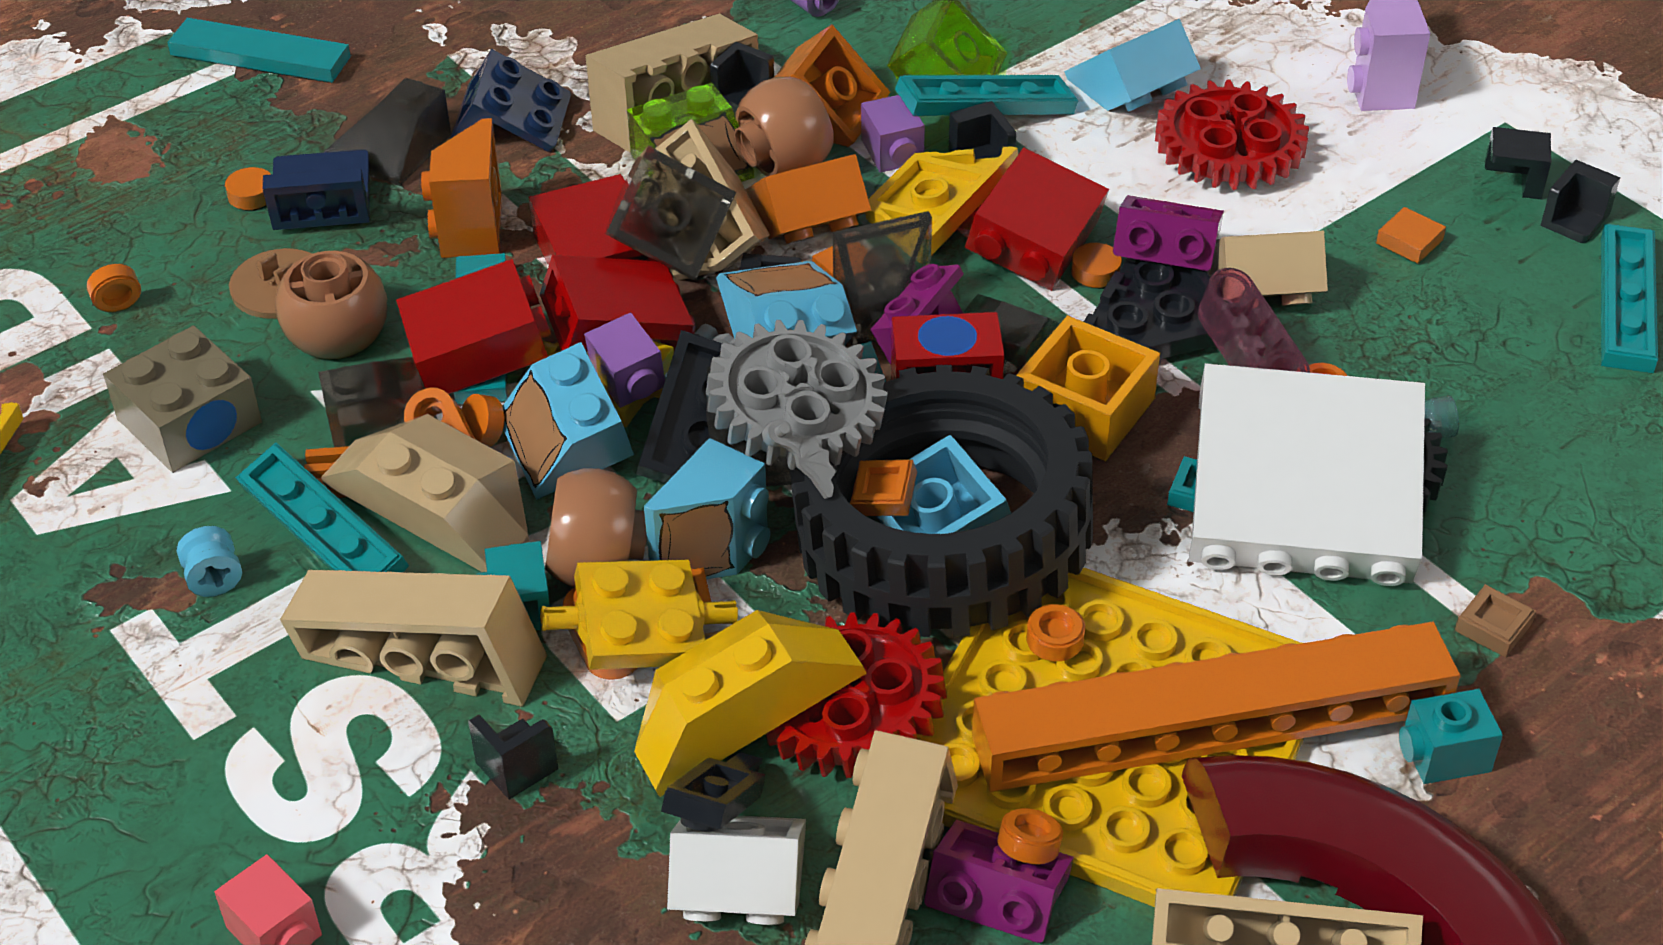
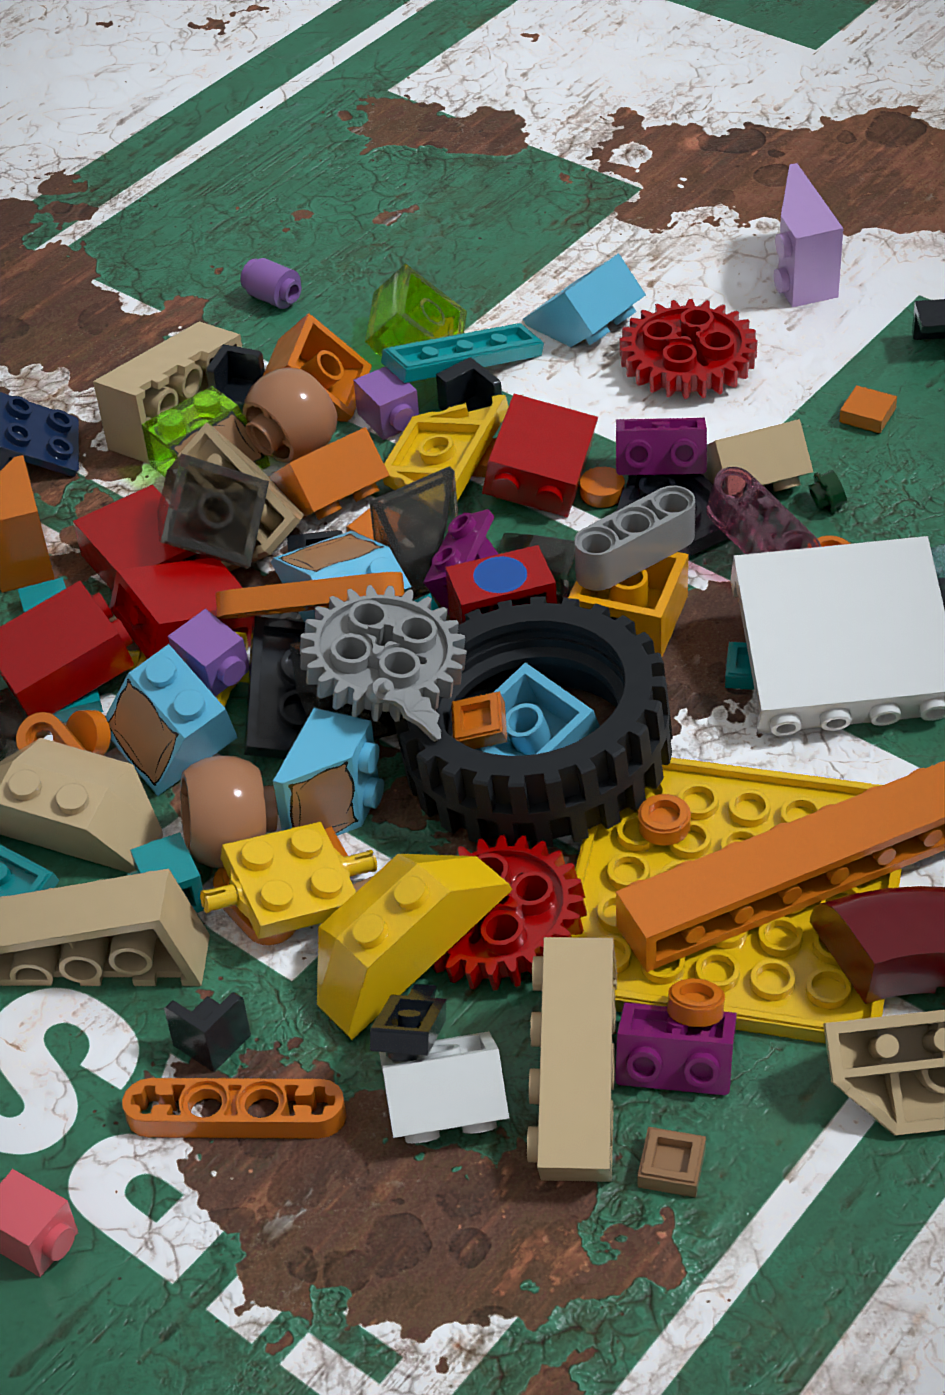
camera: 10 degrees left, 0 degrees up
(520, 833) = (233, 1117): none -> orange beam
(732, 317) = (300, 595): none -> orange beam
(1103, 324) = (634, 538): none -> light grey beam
(1339, 315) = (827, 491): none -> dark green plate

